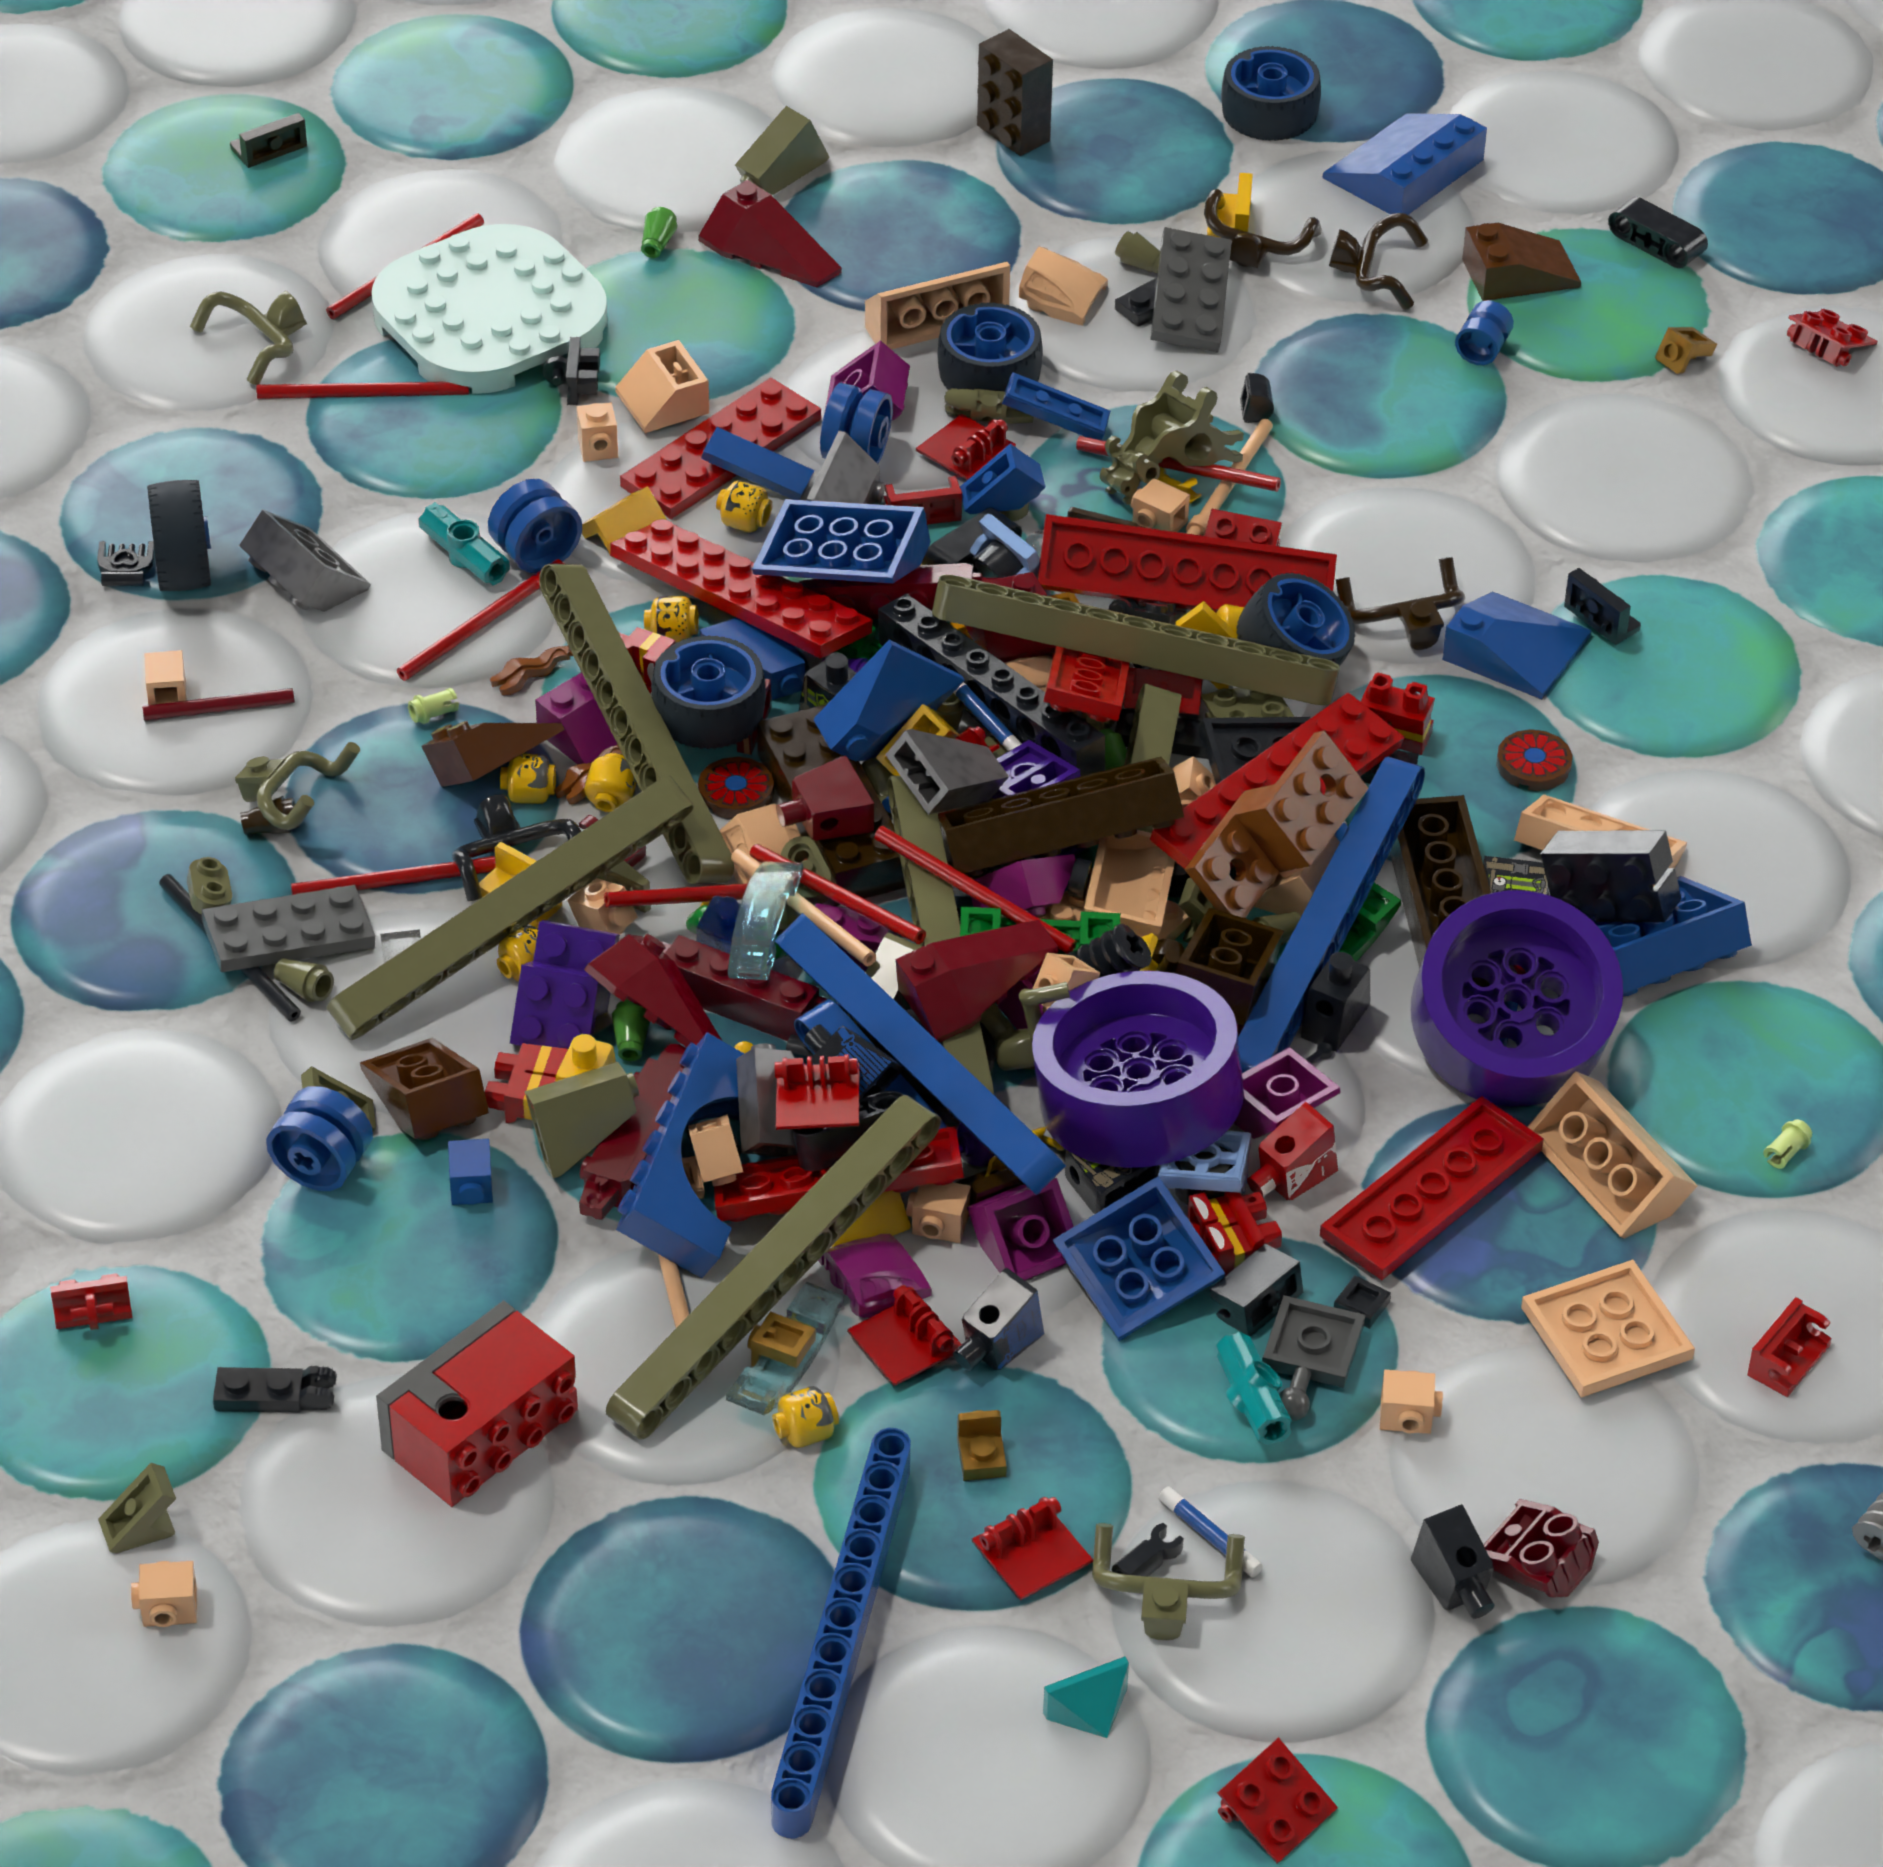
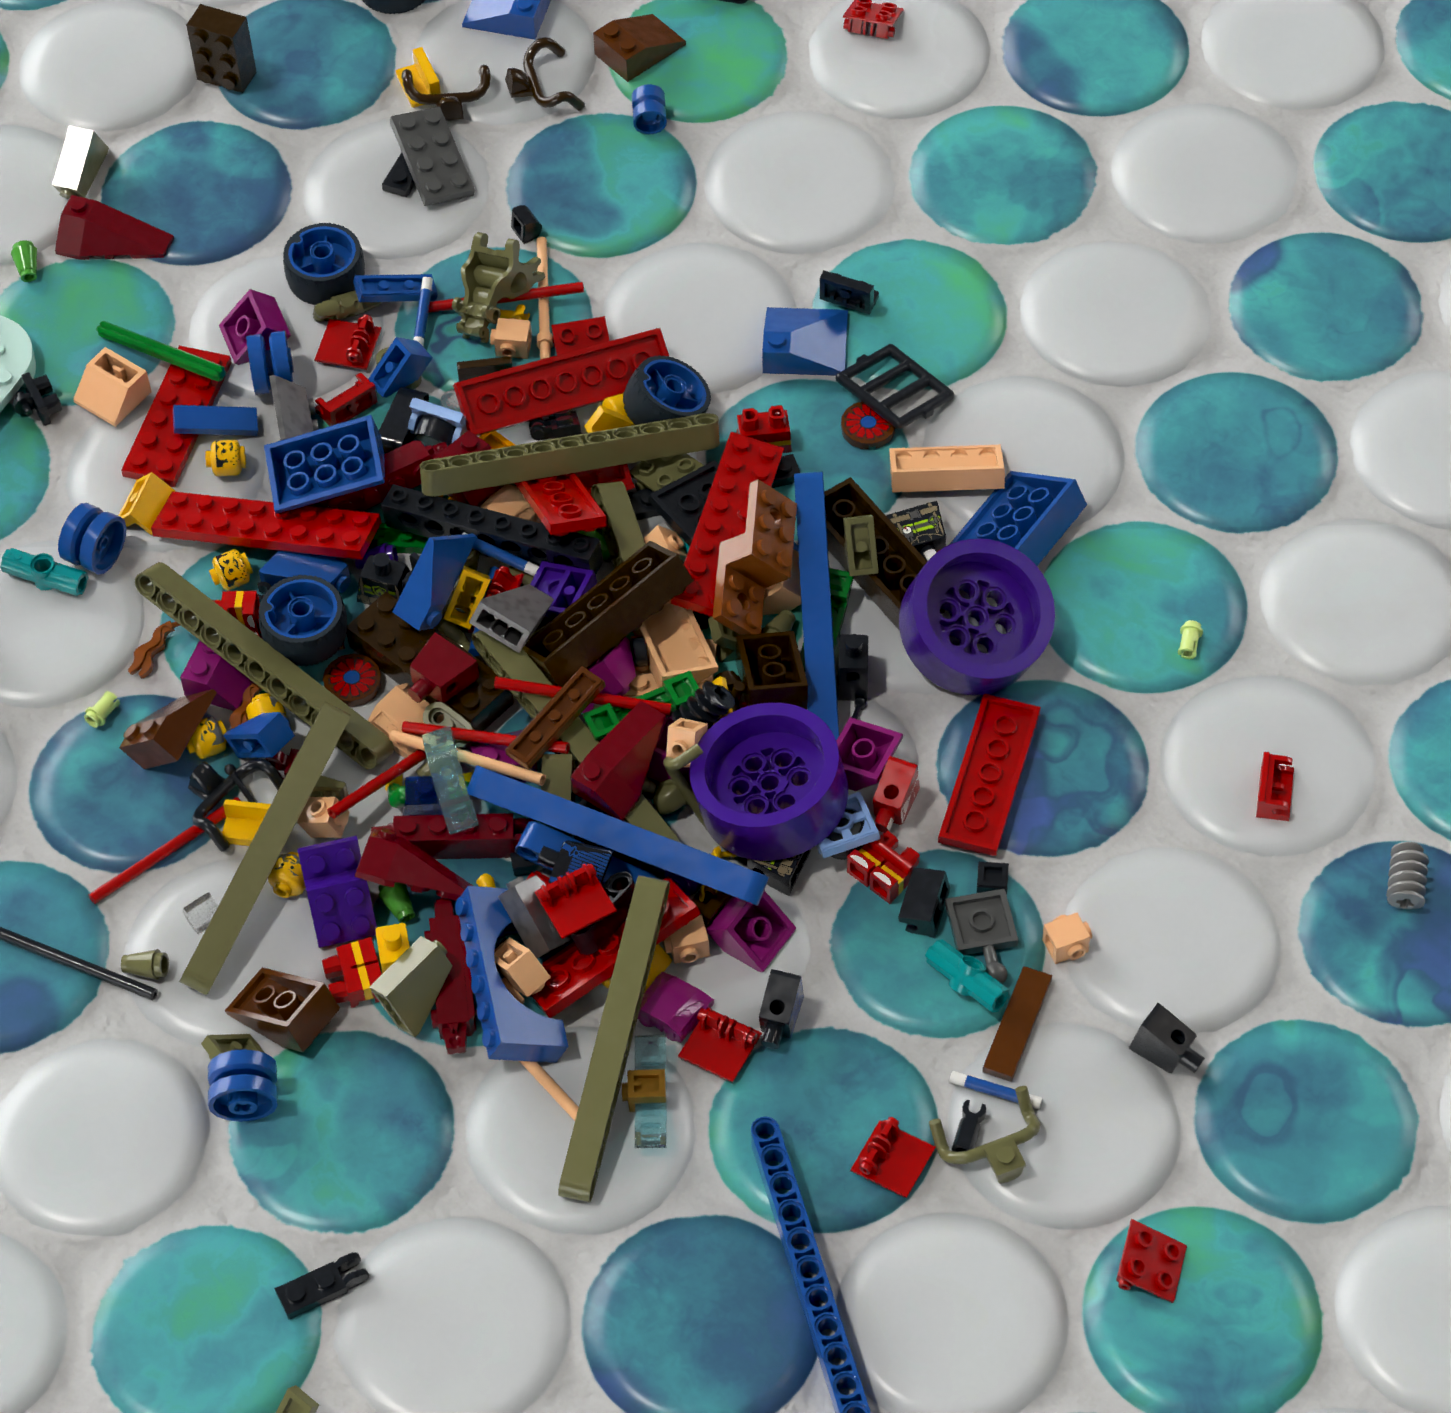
camera: 25 degrees left, 10 degrees up
(91, 1301) = (156, 1282): red hips -> none
(208, 884) = (33, 924): olive plate -> none
(255, 822) = (42, 849): dark brown cone -> none
(264, 776) = (24, 819): olive piece -> none
(288, 928) = (110, 930): dark grey plate -> none
(470, 1171) = (356, 1059): blue brick -> none
(471, 626) = (91, 626): red piece -> none
(477, 1403) = (476, 1232): red piece -> none
(531, 818) = (230, 769): none -> black hinge
(585, 794) = (260, 736): none -> blue slope
(595, 424) = (84, 441): light nougat brick -> none
(744, 372) = (161, 351): none -> green axle
(805, 1416) = (692, 1134): yellow head -> none
(919, 310) = (263, 242): light nougat slope -> none
(923, 896) = (555, 718): none -> reddish brown tile
(981, 1445) = (816, 1100): pearl gold bracket -> none
(1060, 286) = (339, 189): light nougat slope -> none
(1072, 444) = (423, 309): none -> blue bar
(1088, 1698) = (995, 1249): teal slope -> none
(1138, 252) = (377, 140): olive cone -> none
(1138, 1258) = (840, 916): blue slope -> none
(1285, 1471) = (1017, 1024): none -> reddish brown tile
(1418, 616) = (734, 348): dark brown piece -> none
(1420, 865) = (860, 545): none -> olive slope
(1543, 1548) = (1209, 1002): dark red slope -> none
(1562, 745) = (883, 408): none -> black bar
(1607, 1328) = (1156, 825): light nougat plate -> none
(1610, 1157) = (1088, 701): light nougat slope -> none
(1613, 874) = (981, 497): black piece -> none
(1681, 345) = (783, 66): pearl gold bracket -> none

